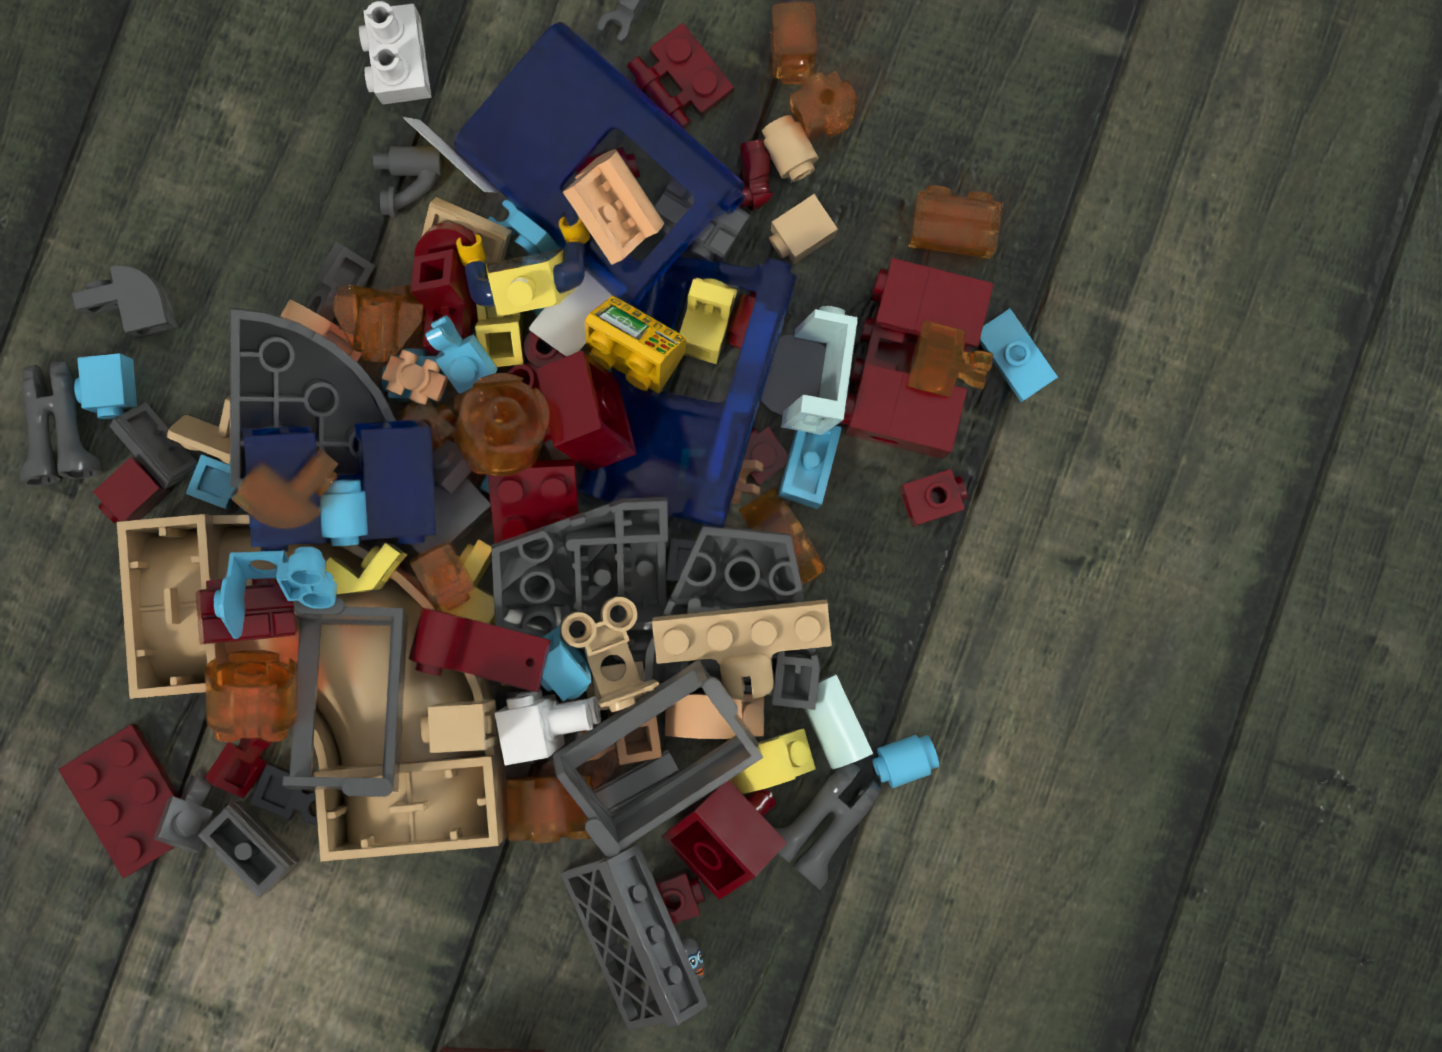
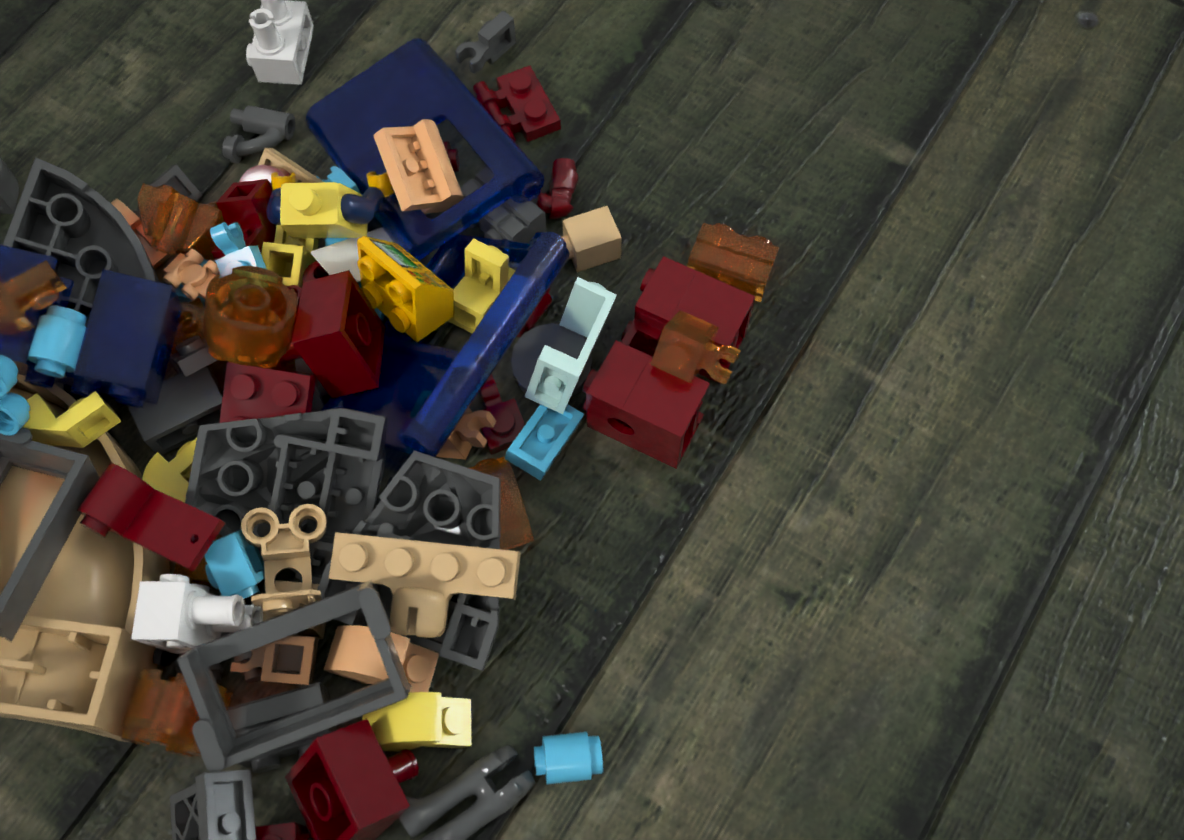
camera: 10 degrees right, 20 degrees down
(443, 576) = (149, 448): clear orange brick -> none
(450, 154) = (299, 121): white sticker -> none
(460, 726) = (95, 581): tan brick -> none
(789, 148) = (596, 173): tan brick -> none
(793, 41) = (619, 86): clear orange brick -> none
(824, 105) = (634, 144): clear orange brick -> none
(837, 725) = (504, 698): light aqua brick -> none
(933, 497) = (658, 496): dark red brick -> none
(1016, 355) = (767, 388): medium azure plate -> none

